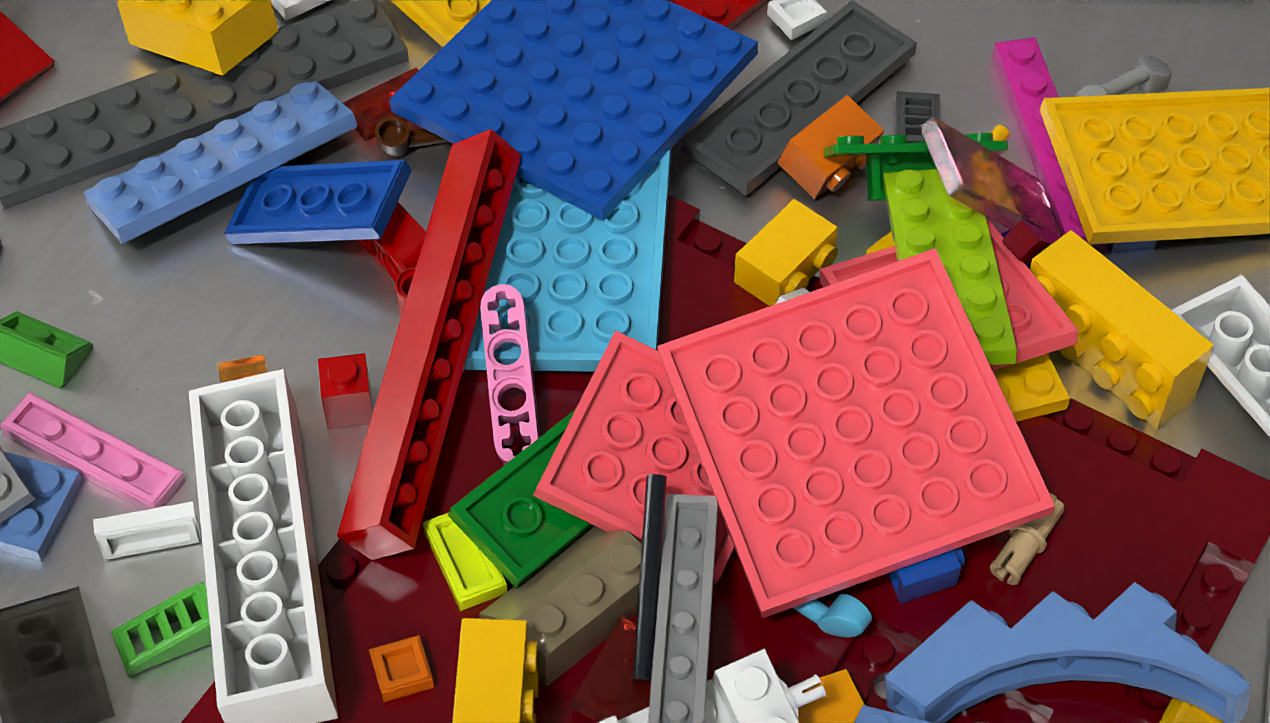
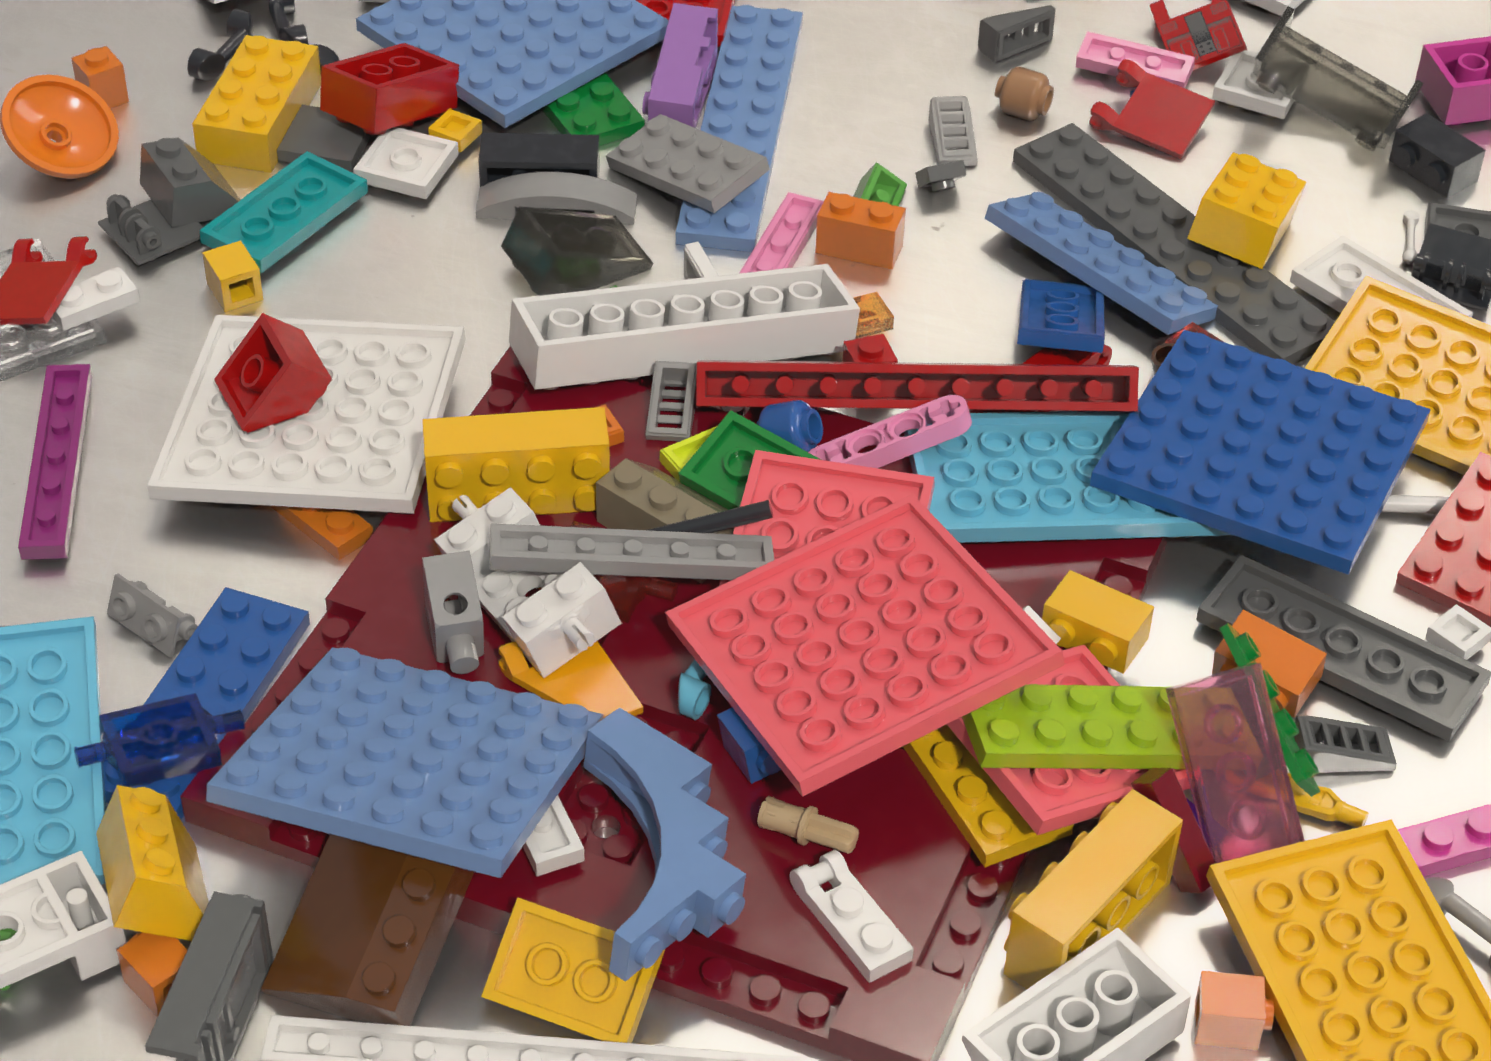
camera: 80 degrees right, 10 degrees down
(25, 271) = (941, 176): none -> dark grey plate
(104, 361) = (860, 230): none -> orange brick
(375, 597) = (673, 375): none -> light grey slope
(465, 464) = (793, 422): none -> blue head
(1134, 521) = (851, 917): none -> white plate
(1217, 260) = (1231, 1010): none -> orange brick

